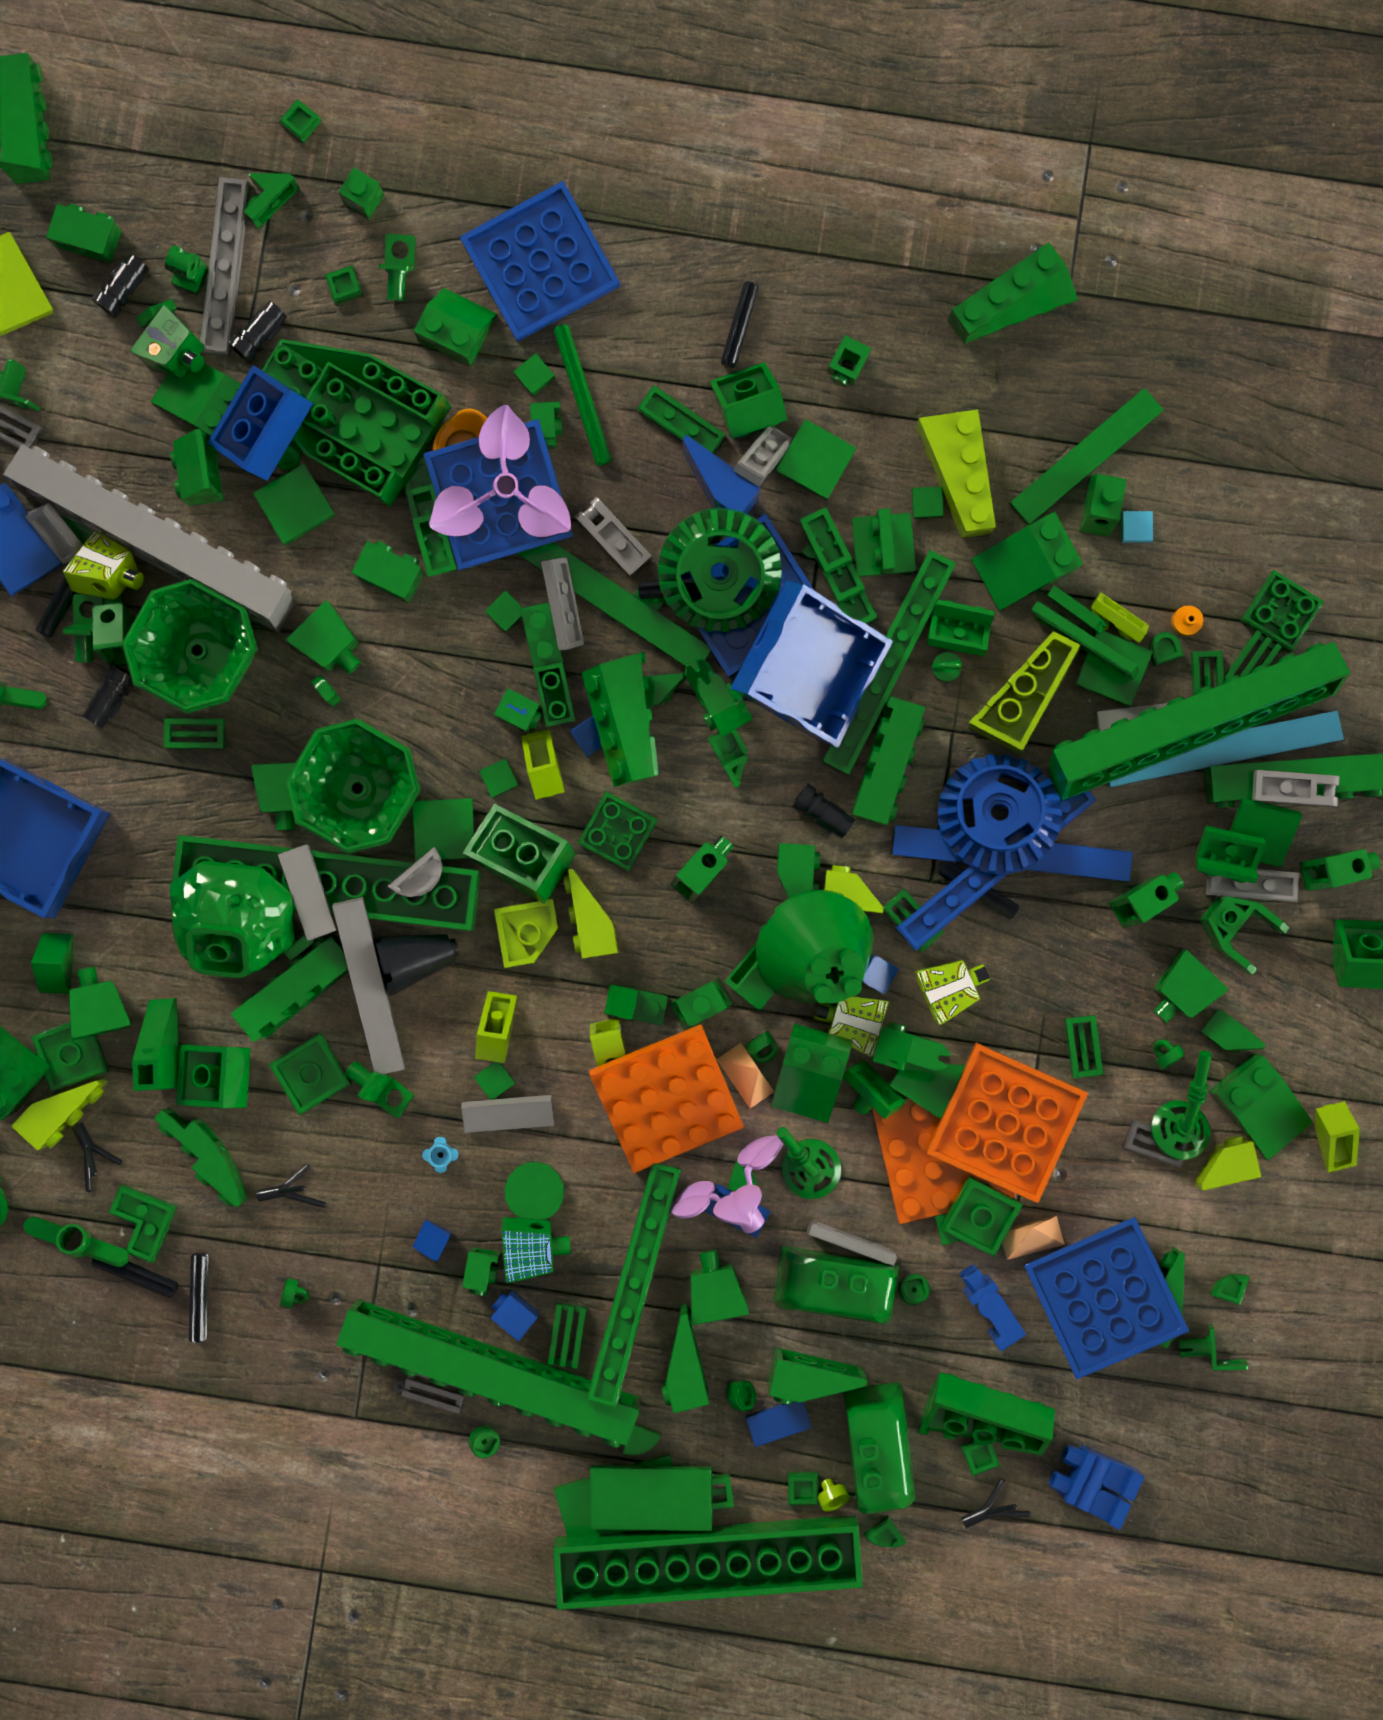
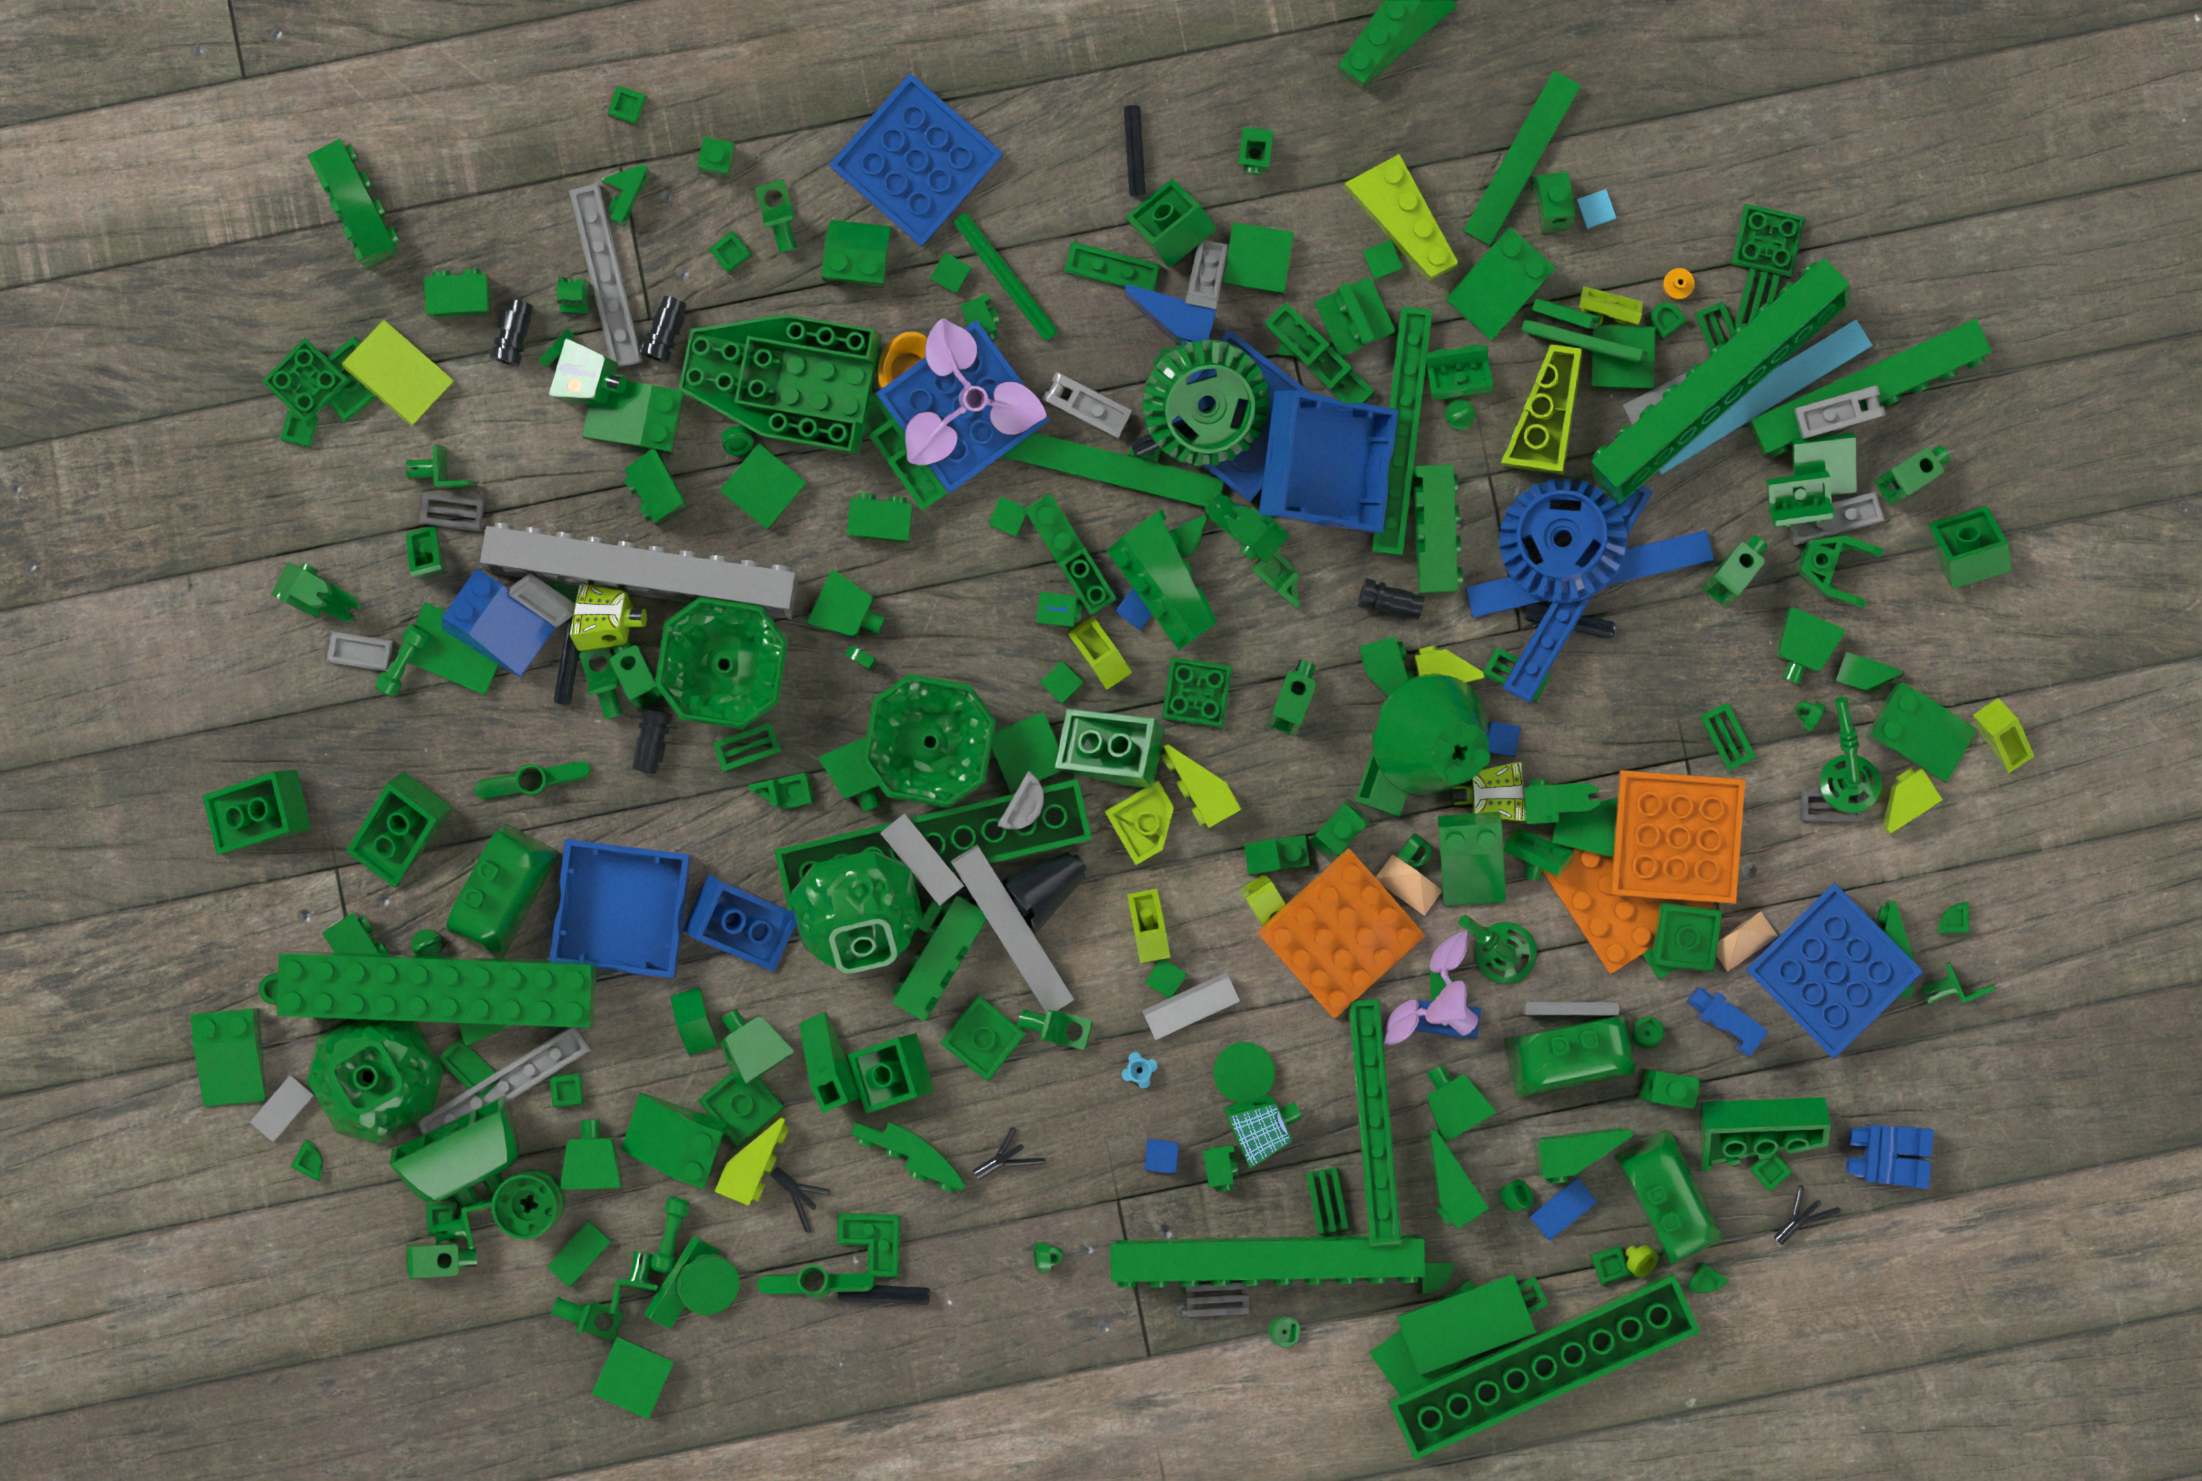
camera: 20 degrees left, 0 degrees up
(126, 890) = (740, 923): none -> blue slope
(198, 1297) = (954, 1294): black axle -> none
(214, 786) = (786, 791): none -> green slope
(259, 423) = (706, 421): blue slope -> none
(514, 1314) = (1268, 1197): blue brick -> none
(562, 603) = (1063, 489): light grey tile -> none
(916, 1349) = (1670, 1088): none -> green torso
(950, 988) = (1576, 727): torso -> none

